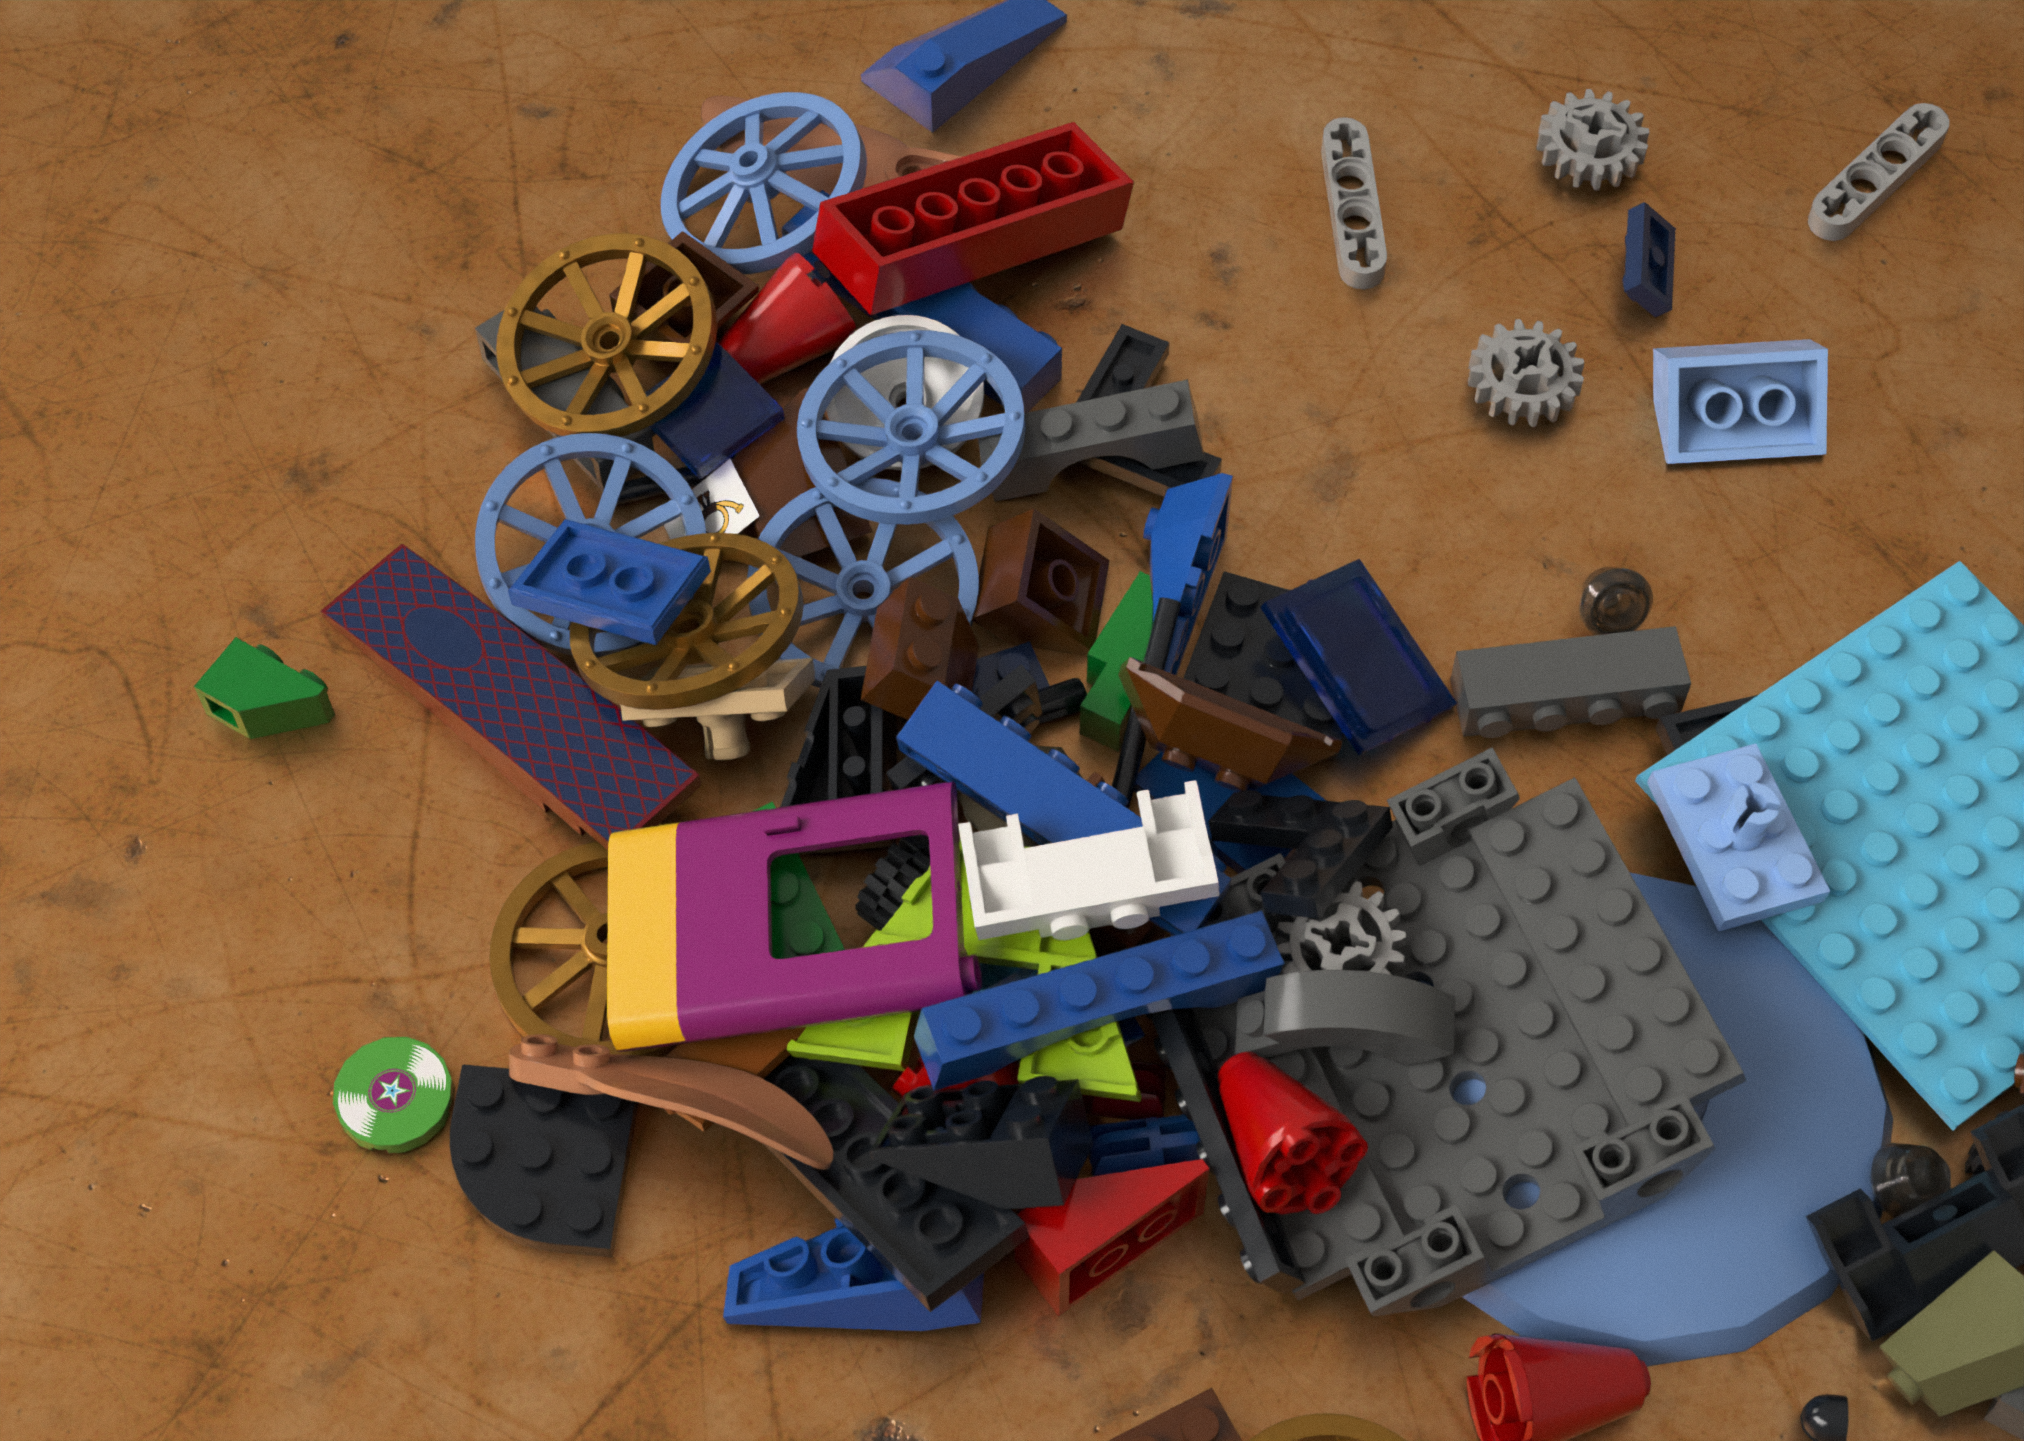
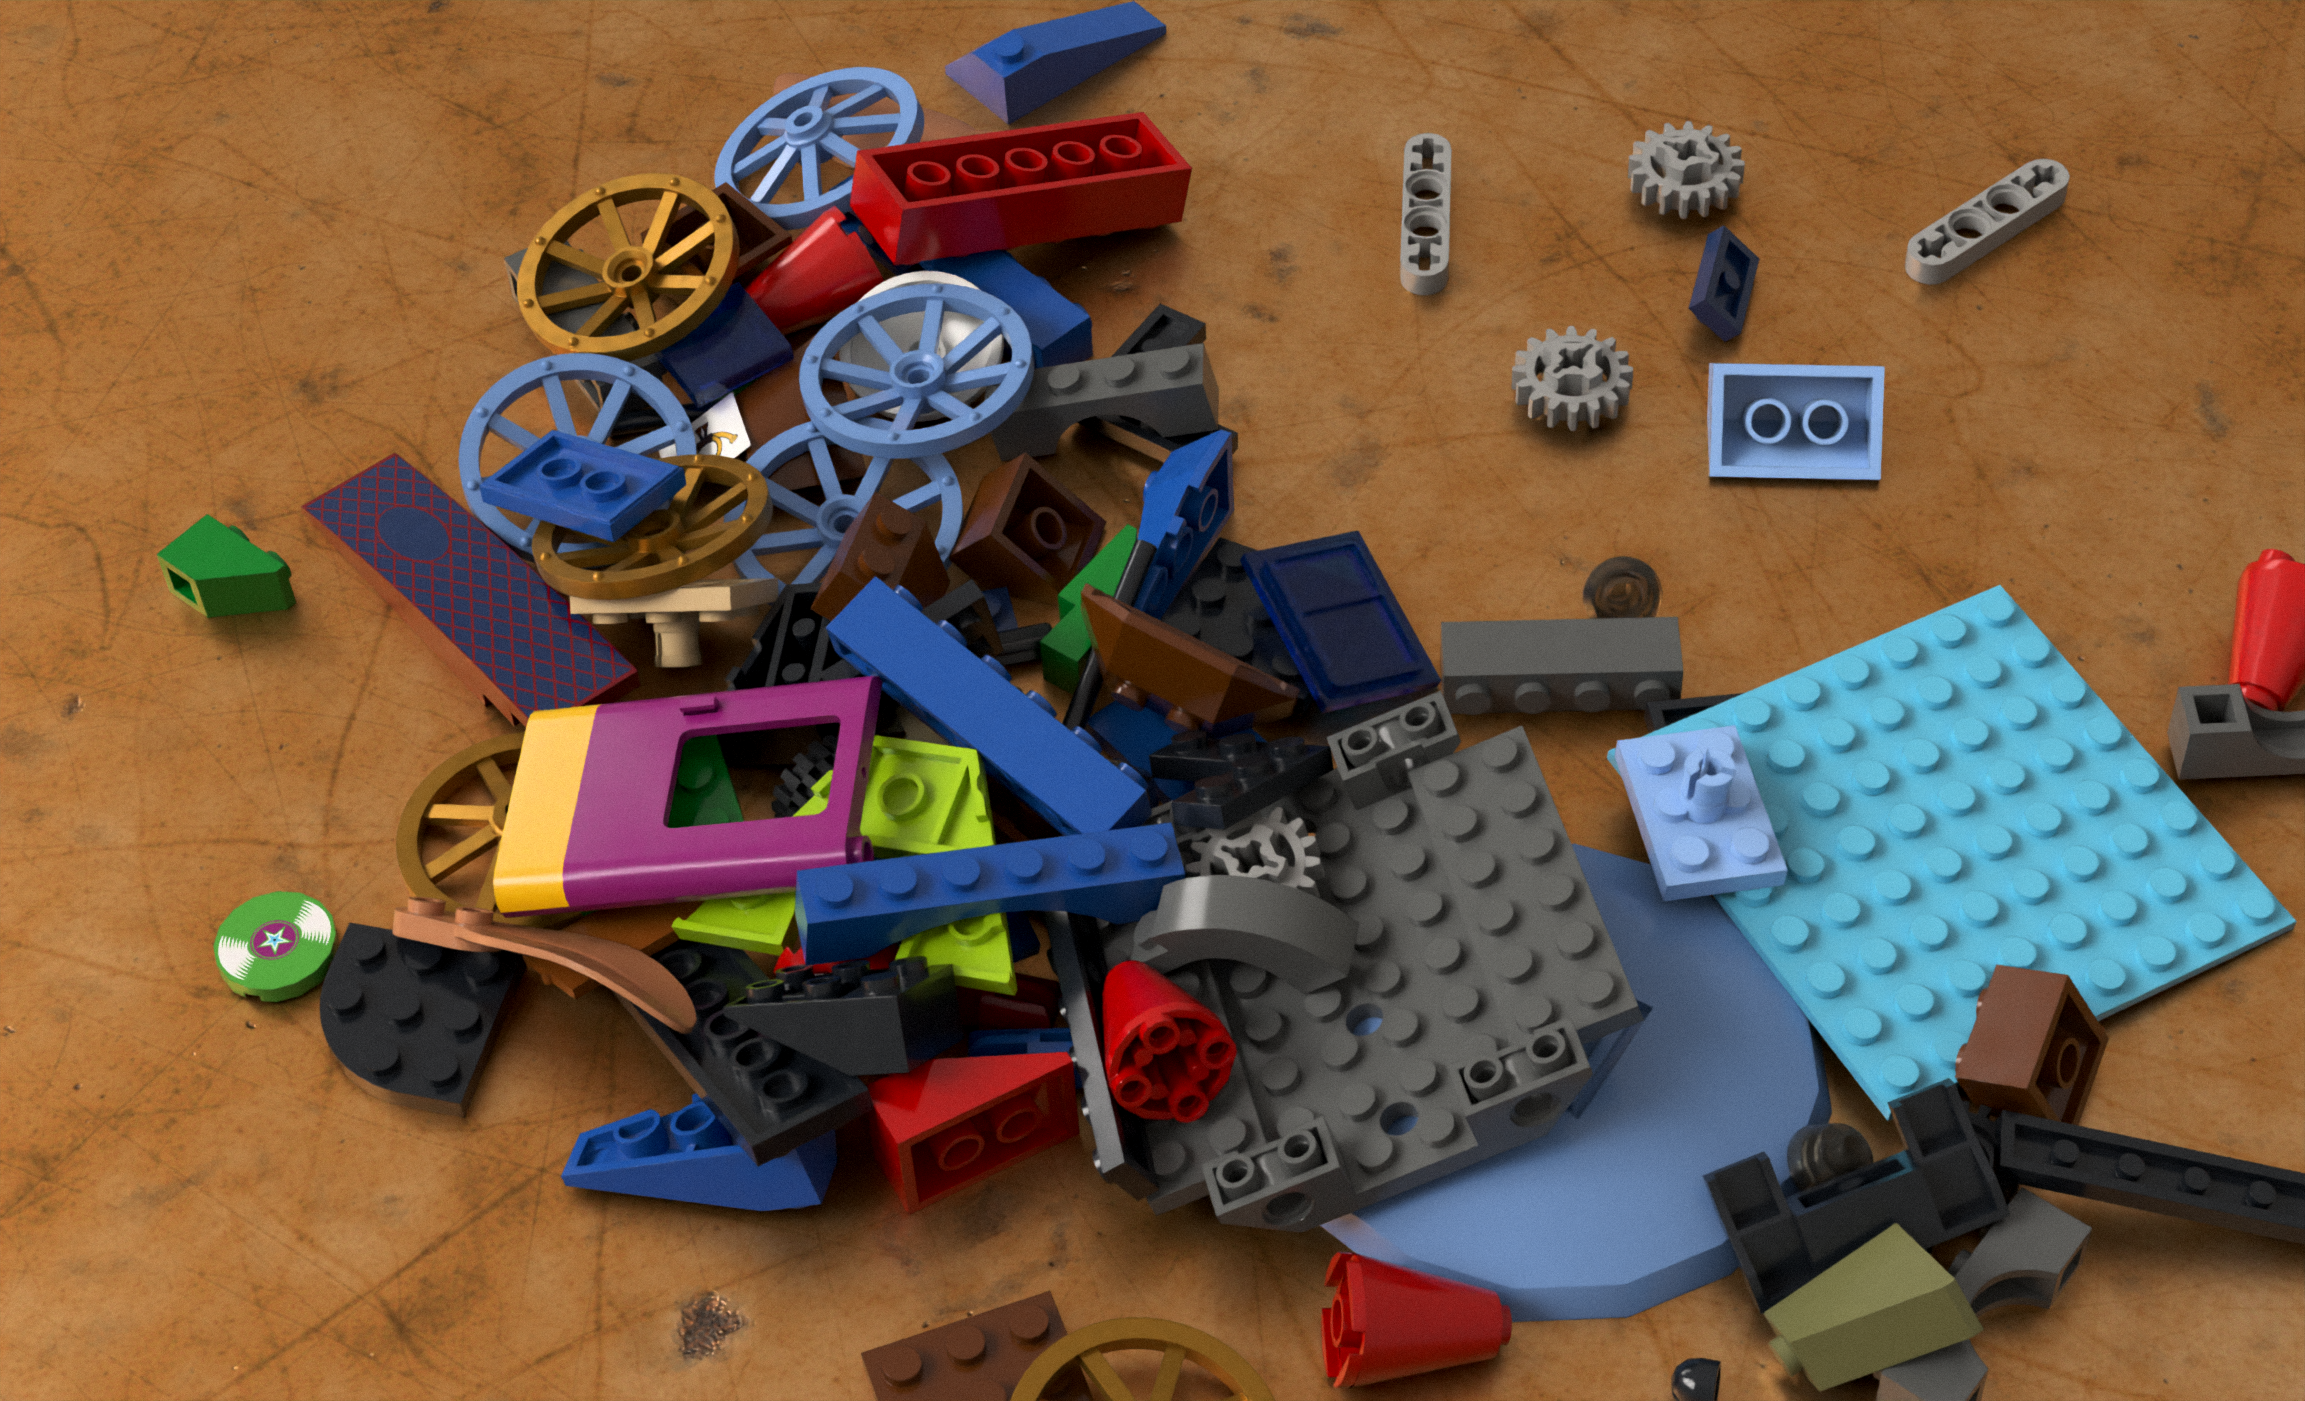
camera: 10 degrees right, 10 degrees down
(1090, 879) = (994, 767): white bracket -> none

